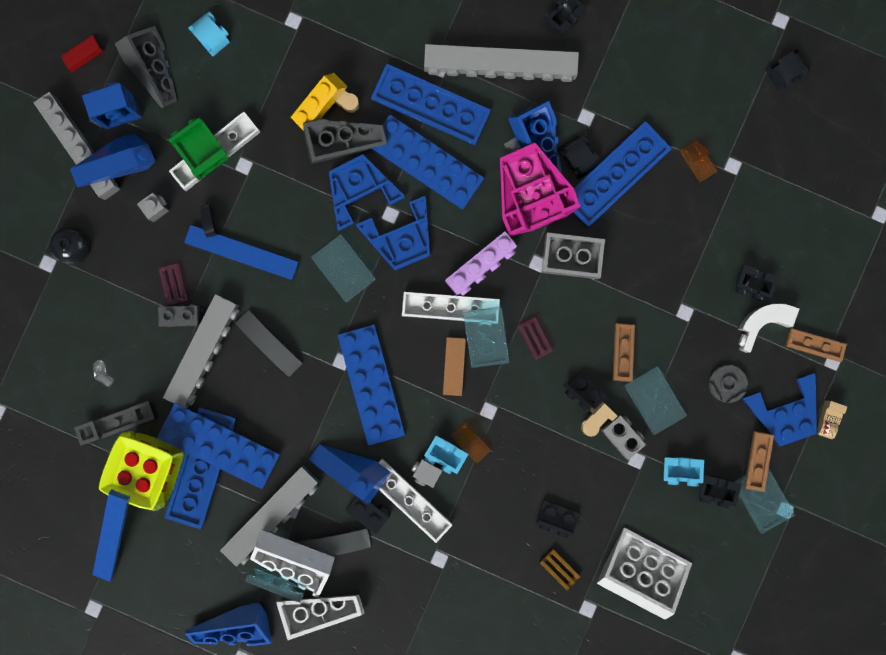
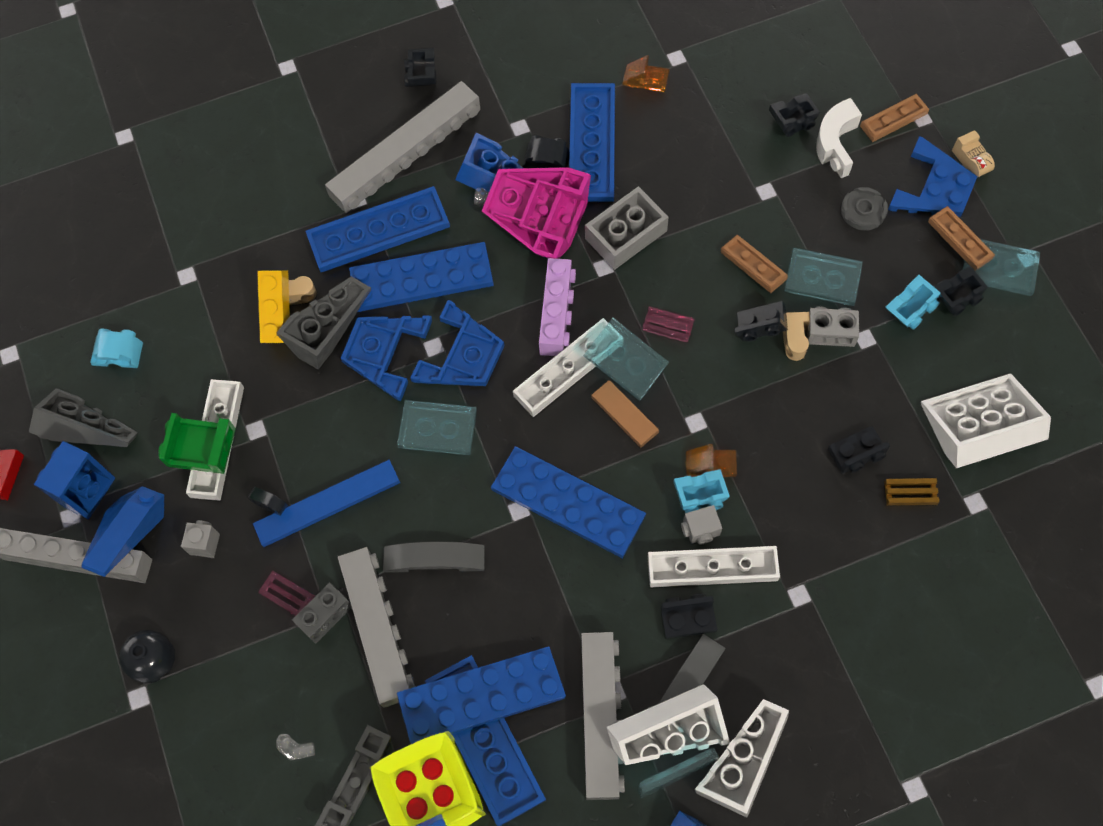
camera: 45 degrees left, 20 degrees down
(355, 473) = (637, 589): blue wedge -> none

